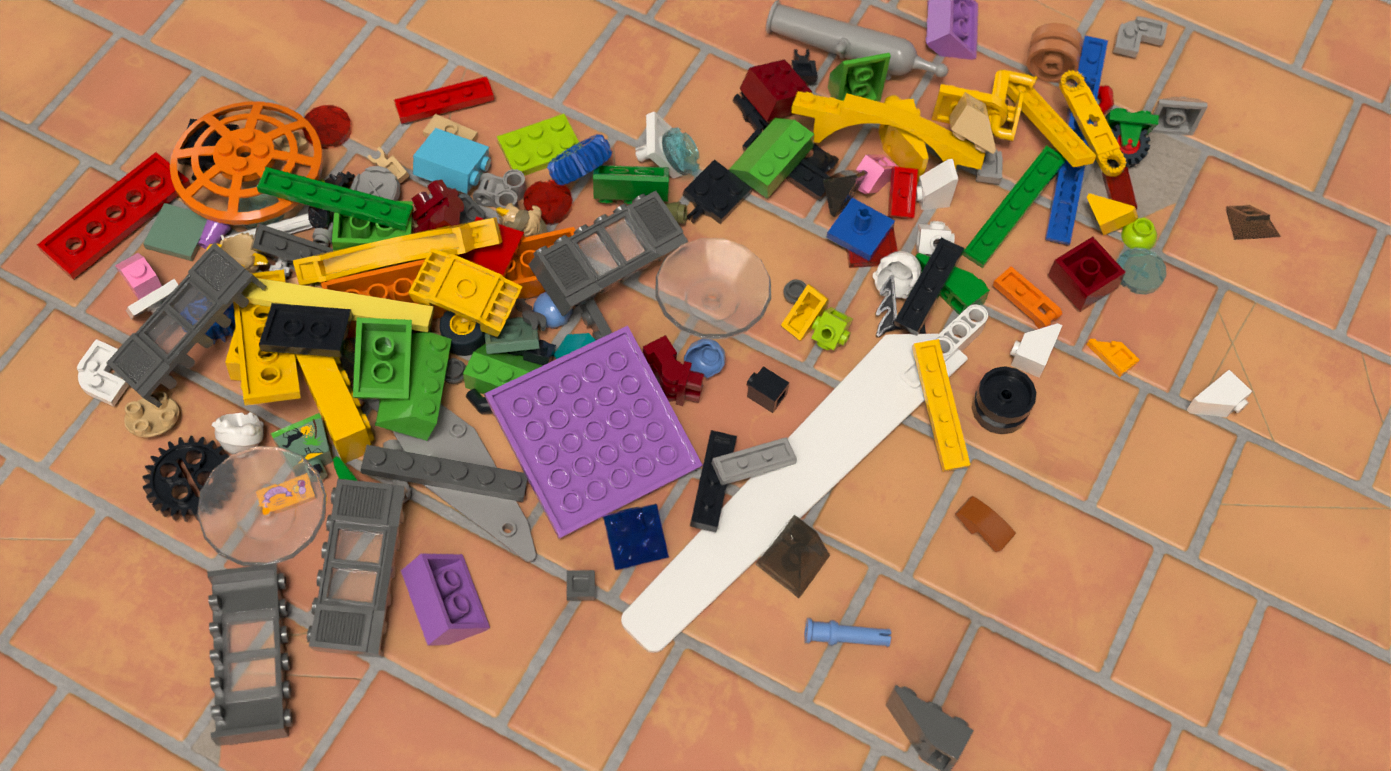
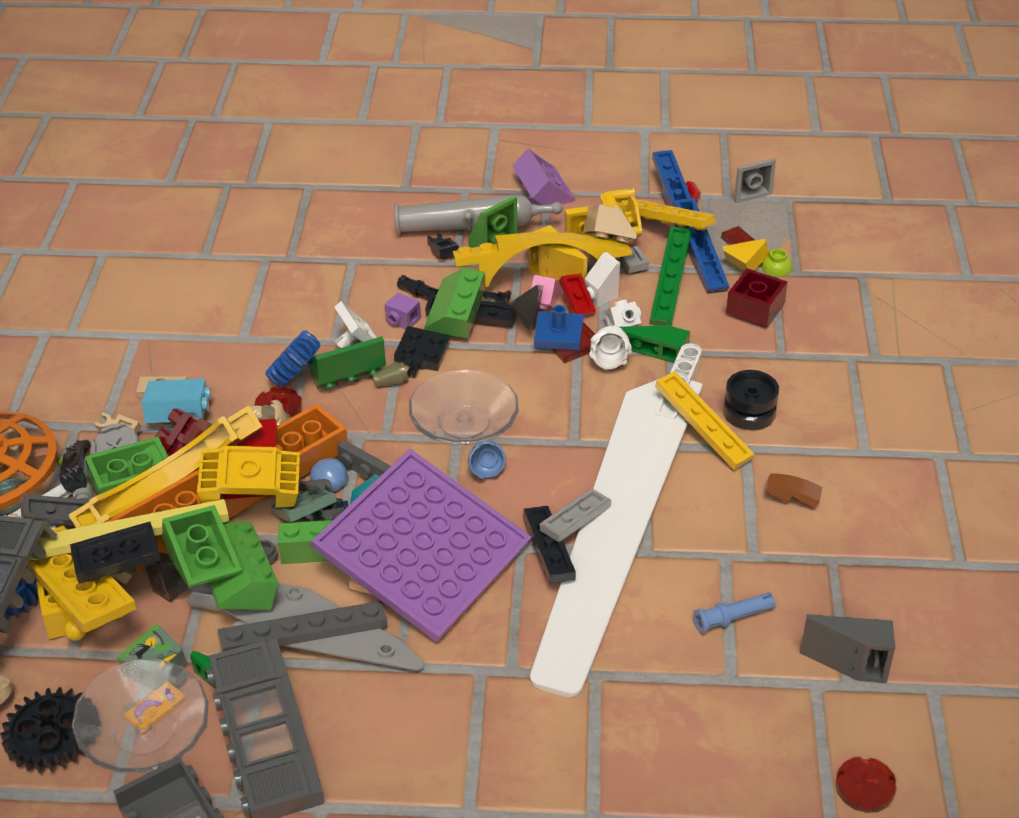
camera: 20 degrees left, 20 degrees down
(238, 431) = (79, 672): white hair -> none
(330, 124) = (47, 411): clear red tile -> none
(335, 198) = (84, 454): green tile -> none
(336, 404) = (173, 608): yellow brick -> none
(444, 99) = (142, 364): red plate -> none
(444, 598) = (357, 727): medium lavender slope -> none
(464, 333) = (261, 513): black wheel -> none
(479, 402) = (307, 567): black arm -> none
(499, 190) = (239, 398): light grey piece -> none
(537, 144) = (244, 370): lime plate -> none
(580, 585) = (479, 667): dark grey plate -> none
(607, 251) = (356, 410): dark grey window -> none
(635, 536) = (506, 609): clear blue plate -> none
(675, 378) = (469, 472): dark red hips -> none
(680, 151) = (376, 327): clear light blue tile -> none
(719, 138) = (402, 311): none -> medium lavender brick
(767, 389) = (552, 464): black brick -> none
(773, 88) = (428, 262): dark red brick -> none
(793, 290) = (532, 391): dark grey plate -> none
(794, 556) = (653, 569): clear smoke slope -> none
(804, 312) = (551, 399): yellow slope -> none
(831, 329) = (578, 393): lime brick -> none
(889, 304) = (622, 384): piece -> none
(929, 286) = (641, 343): black plate -> none
(1027, 297) = (721, 331): orange plate -> none
(1034, 349) = (751, 356): white slope -> none
(1053, 51) = (637, 168): nougat wheel -> none
(1100, 137) = (685, 193): yellow piece -> none
(1114, 355) = (812, 345): light orange tile -> none
(1131, 132) = (725, 202): green plate -> none
(1138, 30) = (686, 147): light grey plate -> none
(1143, 270) = (800, 285): clear light blue tile -> none
(1221, 397) = (914, 340): white slope -> none
(1250, 223) = (855, 228): clear smoke slope -> none

